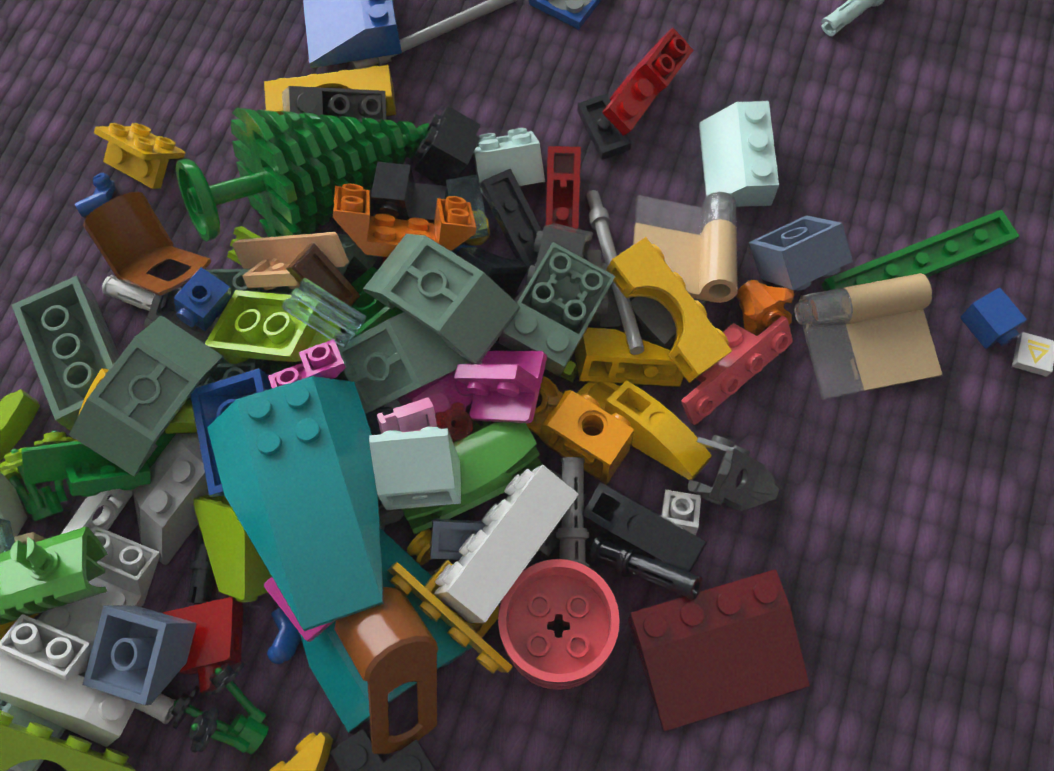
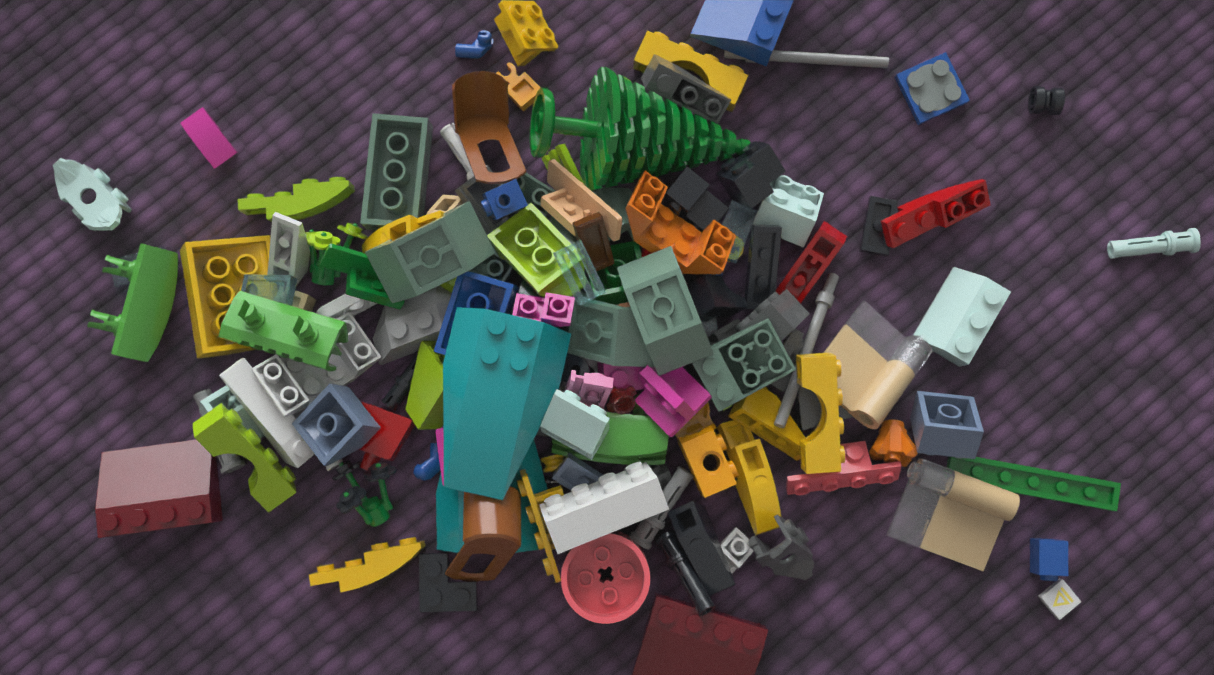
camera: 35 degrees right, 15 degrees up
(167, 205) = (521, 88): none -> light orange plate

